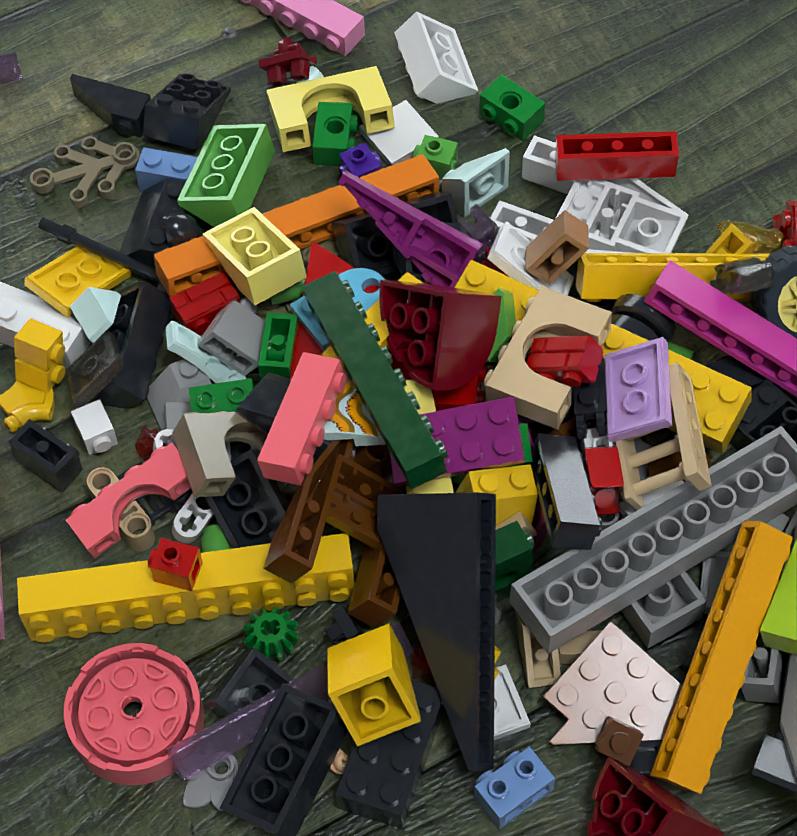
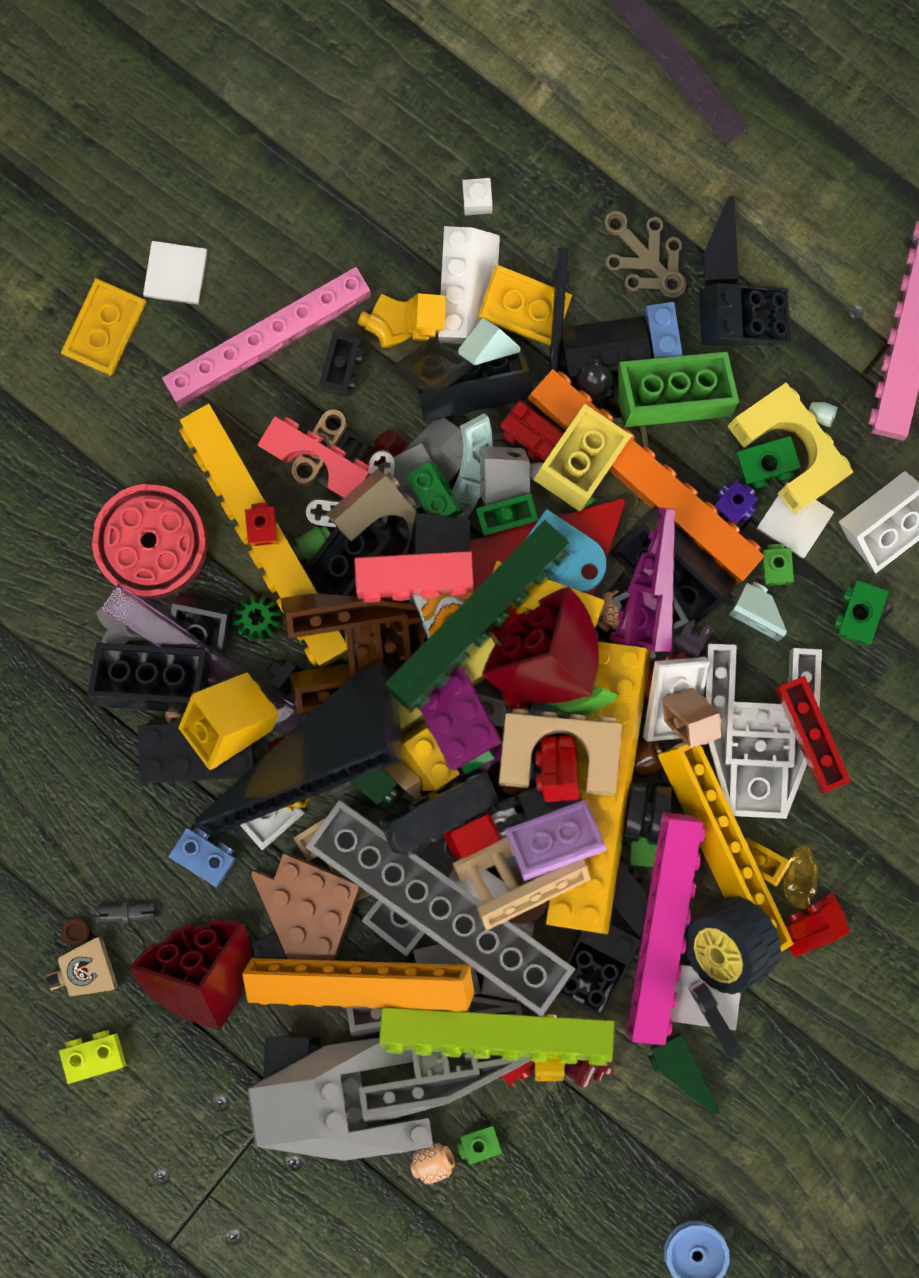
camera: 70 degrees right, 25 degrees up
(94, 427) = (384, 391): white brick -> none
(287, 58) = (829, 385): dark red hips -> none
(618, 740) = (264, 925): reddish brown brick -> none
(743, 276) = (716, 891): clear smoke cylinder -> none

